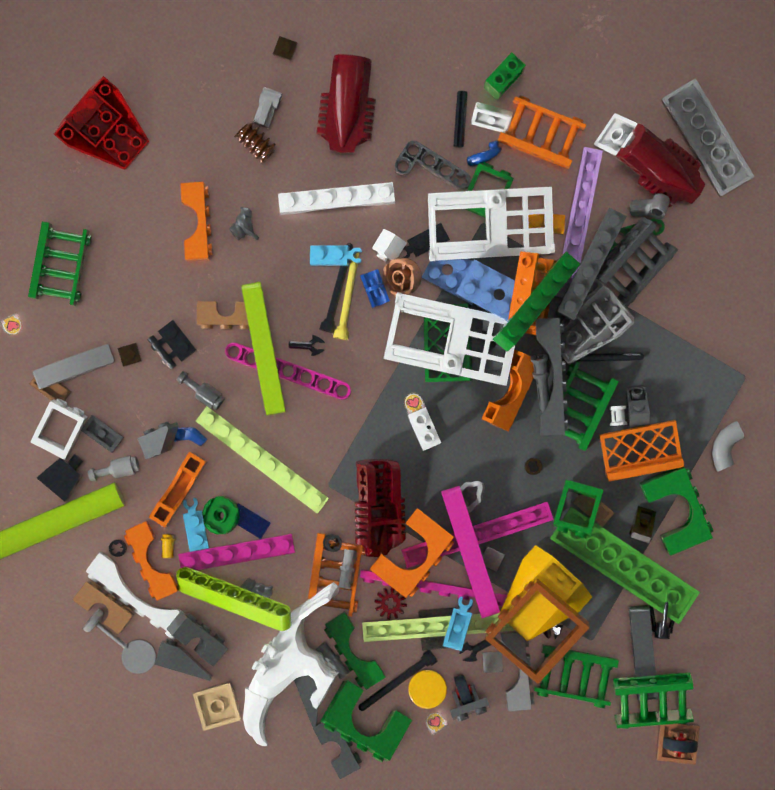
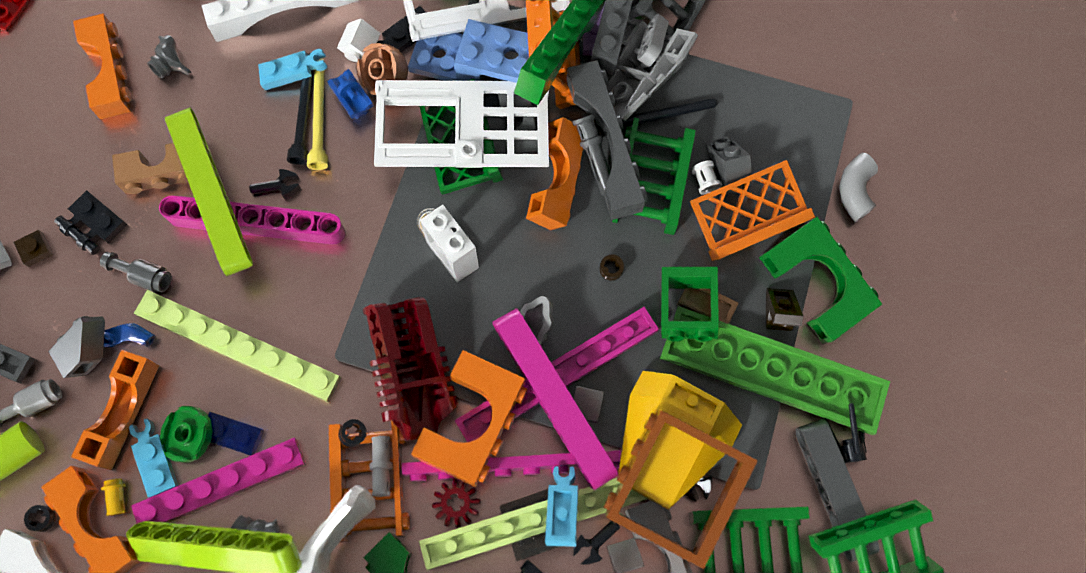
camera: 20 degrees left, 15 degrees down
(605, 307) = (653, 40): none -> light grey beam

